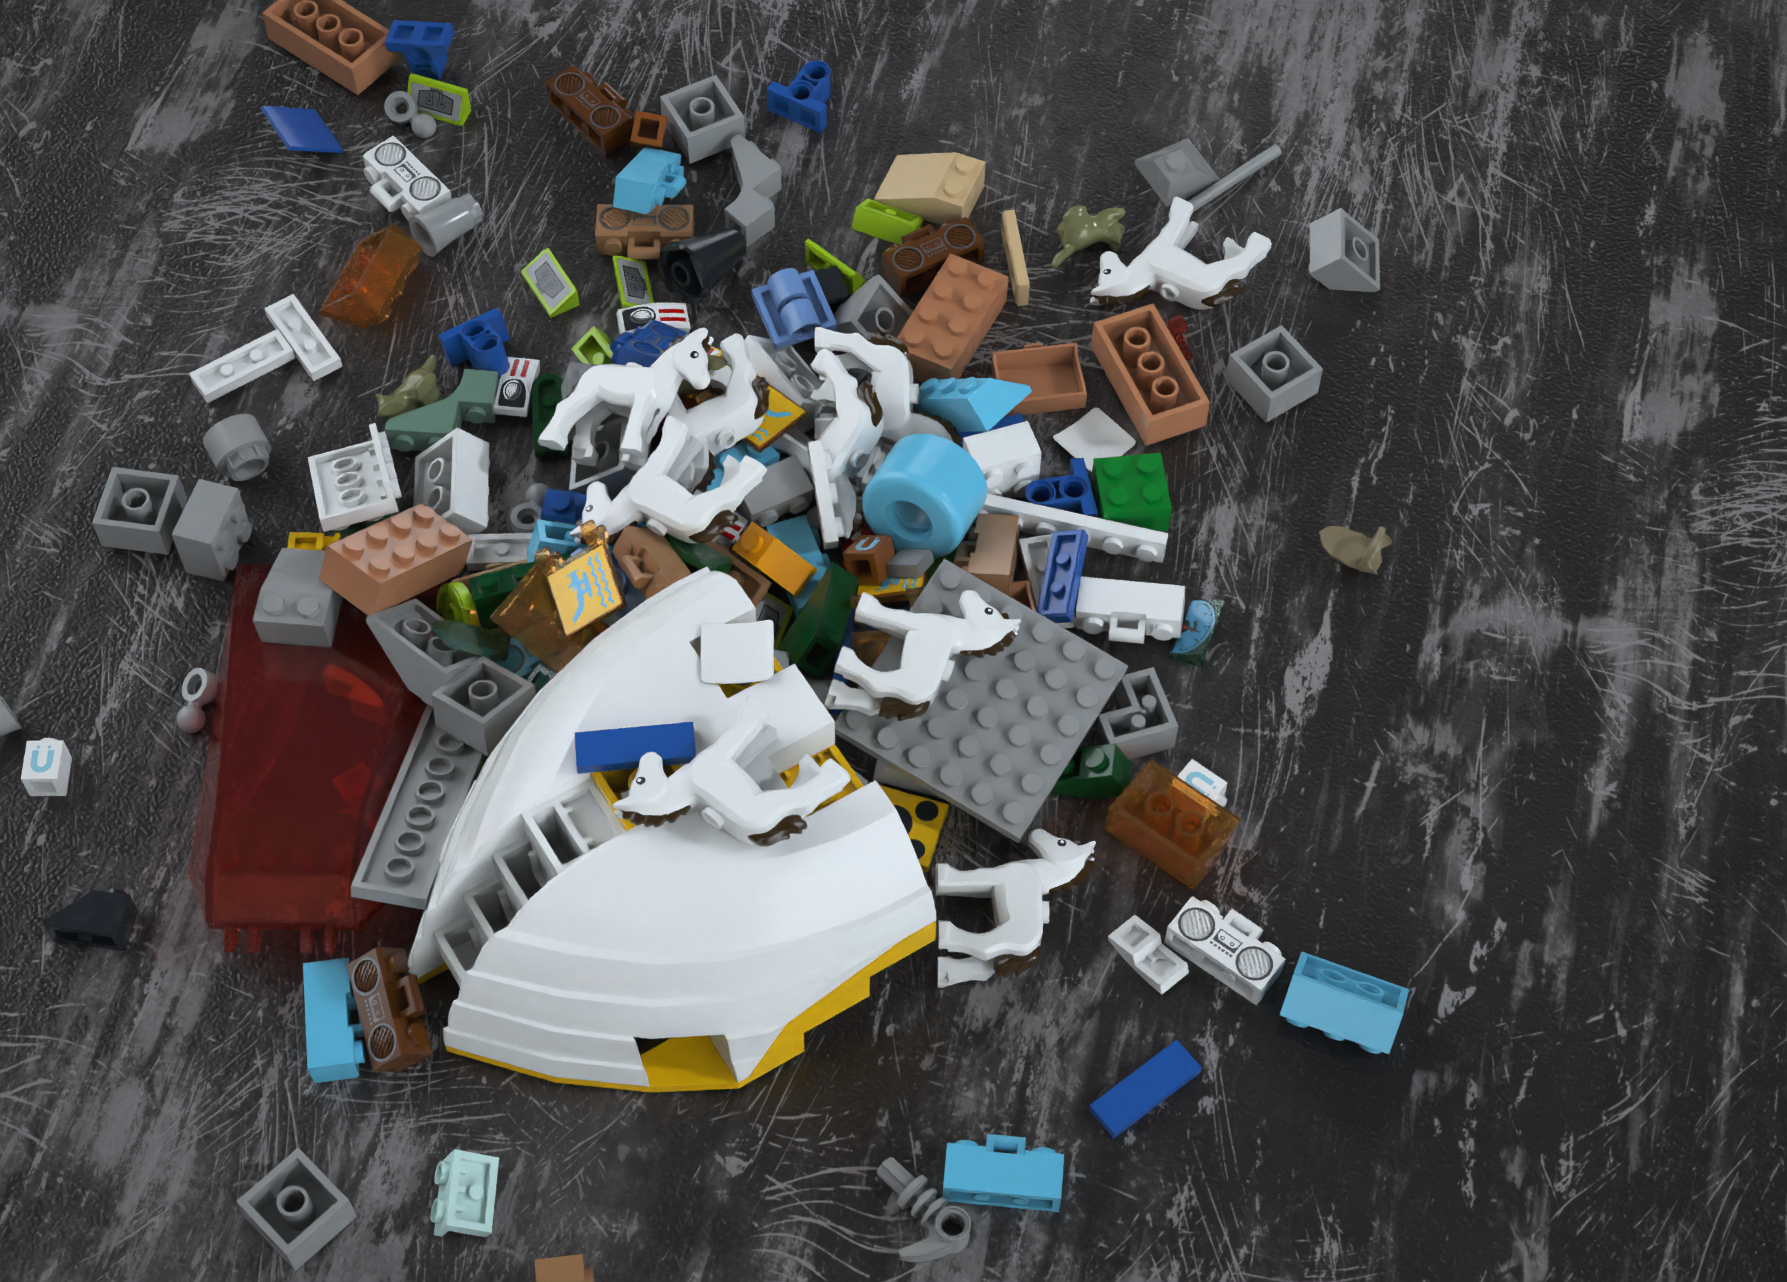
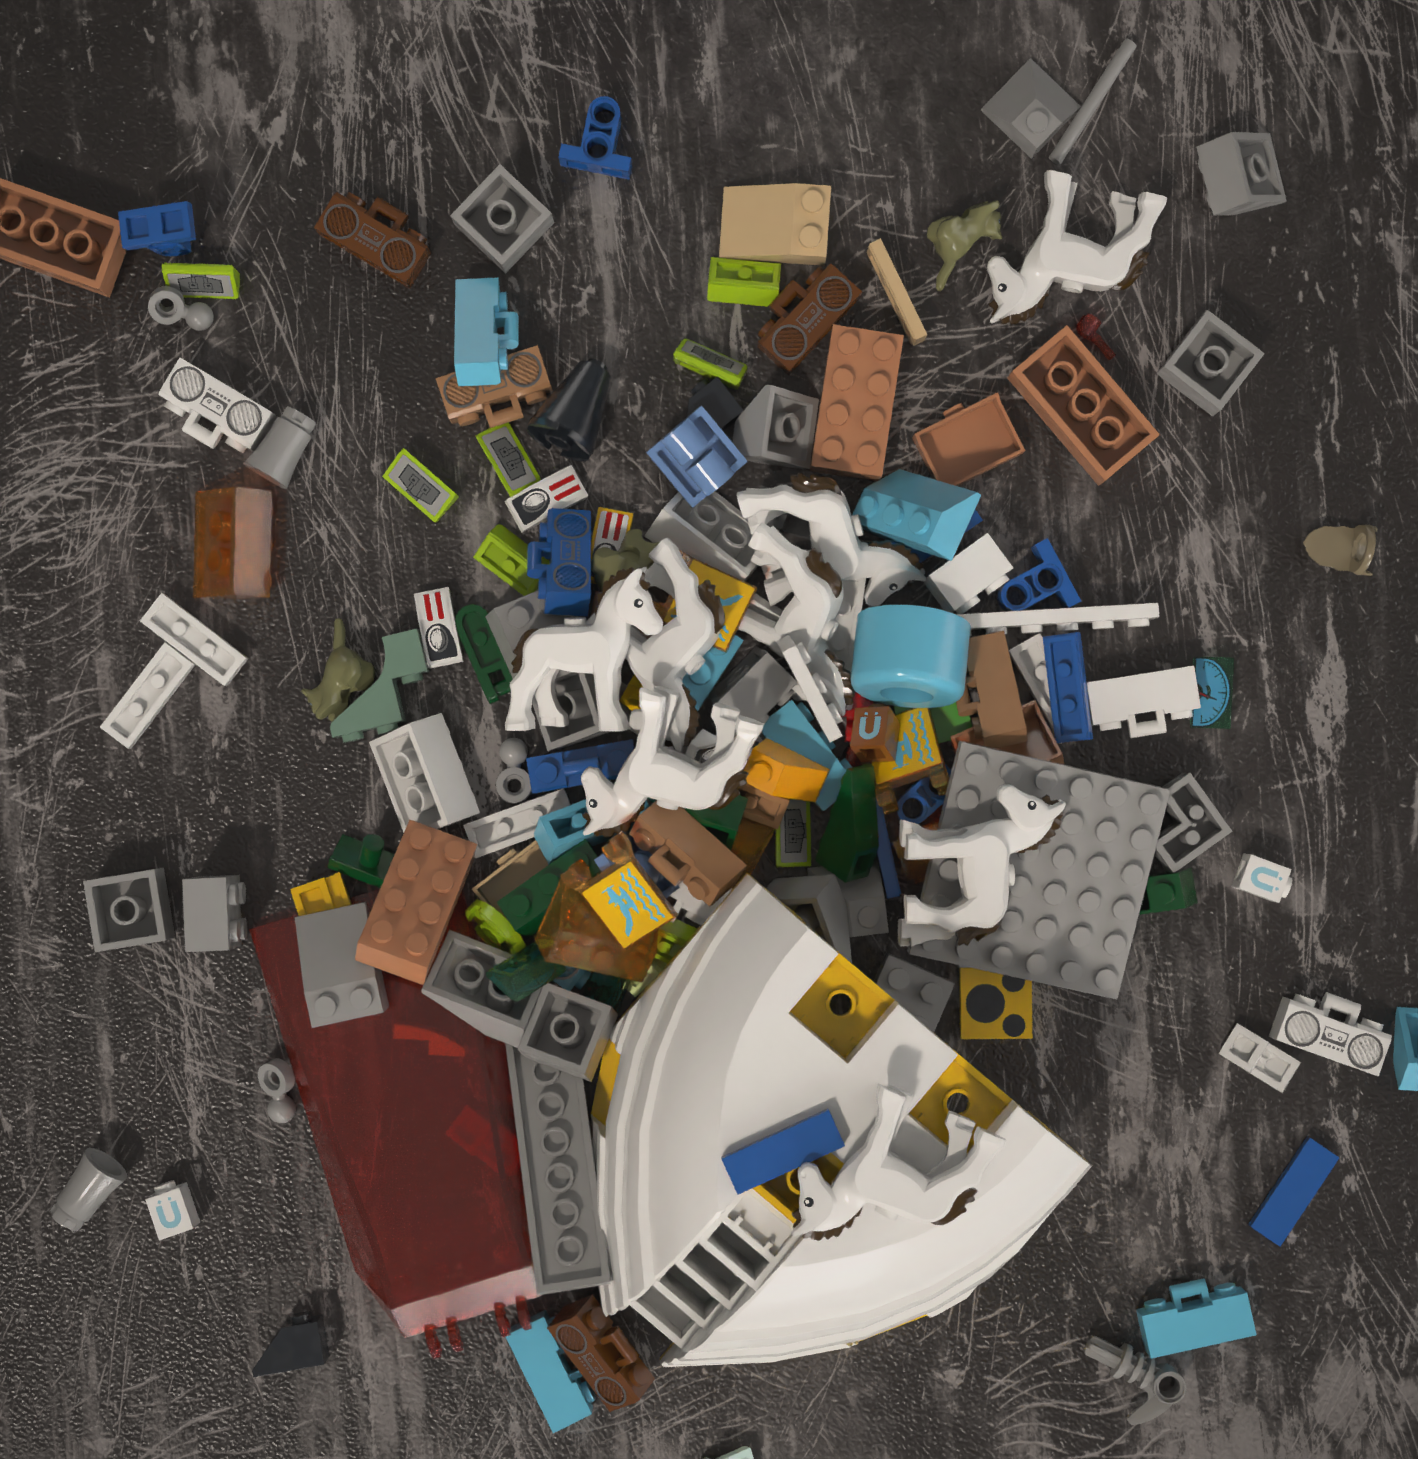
camera: 15 degrees left, 30 degrees up
(238, 447) = (194, 804): light grey piece -> none
(301, 129) = (73, 374): blue piece -> none
(355, 483) = (330, 815): white bracket -> none
(479, 342) = (360, 595): blue tile -> none
(648, 131) = (451, 258): dark orange brick -> none
(737, 652) = (840, 1011): white sticker -> none
(758, 180) = (588, 277): light grey arch -> none
(910, 562) = (915, 724): light grey tile -> none
(1017, 907) = (1129, 1055): white animal -> none
(1095, 437) = (1044, 494): white sticker -> none
(1132, 490) = (1104, 559): green brick -> none
(1171, 824) = (1251, 927): clear orange slope -> none

